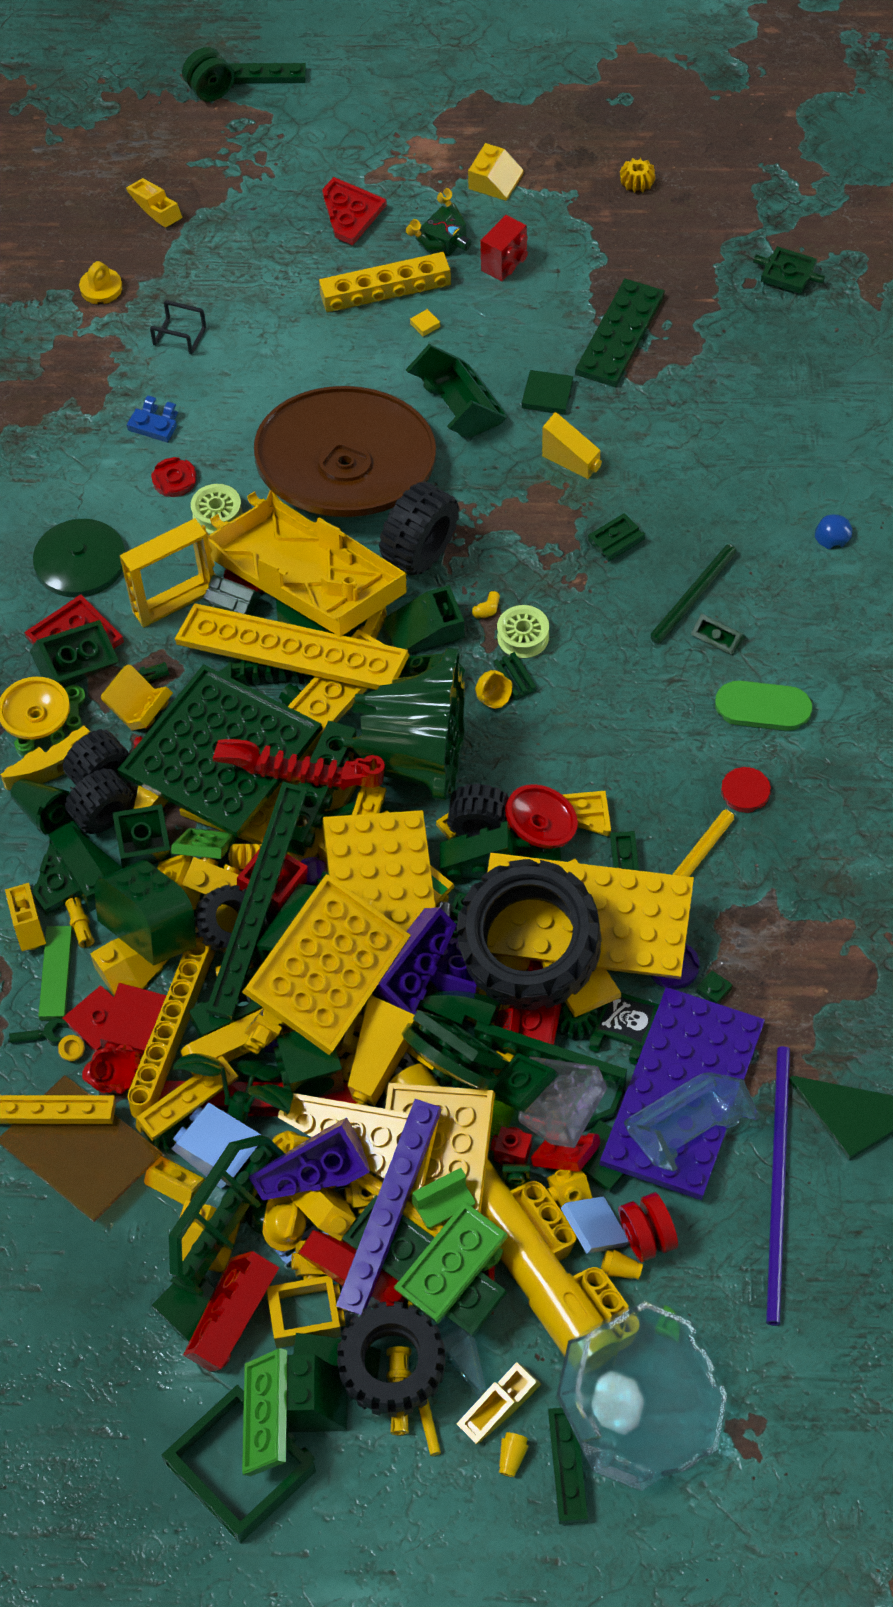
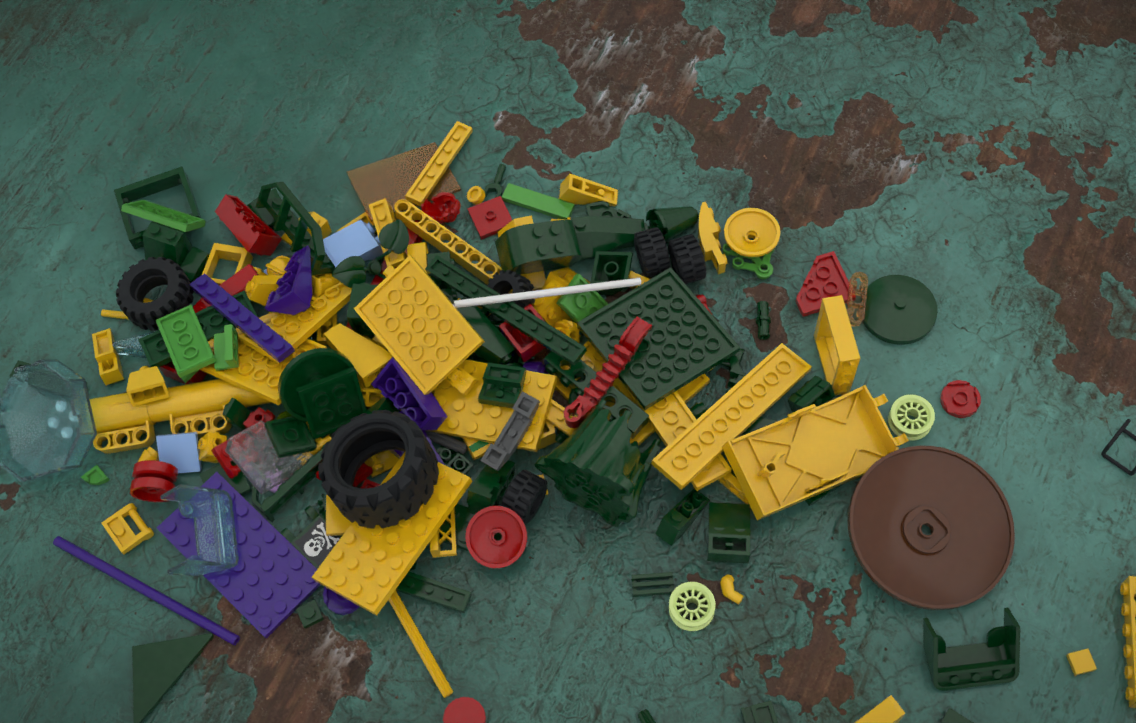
camera: 115 degrees right, 5 degrees up
(74, 654) = (794, 273): dark green slope -> none
(91, 582) = (853, 291): none -> clear orange beam
(131, 1018) = (474, 228): red brick -> none
(135, 698) = (738, 303): yellow bracket -> none
(153, 425) = (1021, 401): blue plate -> none
(218, 861) = (546, 292): none -> white piece
(360, 865) = (502, 385): none -> dark green slope
(416, 834) = (512, 433): none -> dark grey slope
(419, 528) = (813, 547): black tyre -> none
(493, 689) = (641, 557): yellow hair -> none
(512, 1453) = (74, 352): yellow cone -> none
(532, 1281) = (146, 386): none -> yellow torso
(591, 811) = (500, 585): yellow wing -> none
(724, 1246) = (122, 532): none -> yellow plate

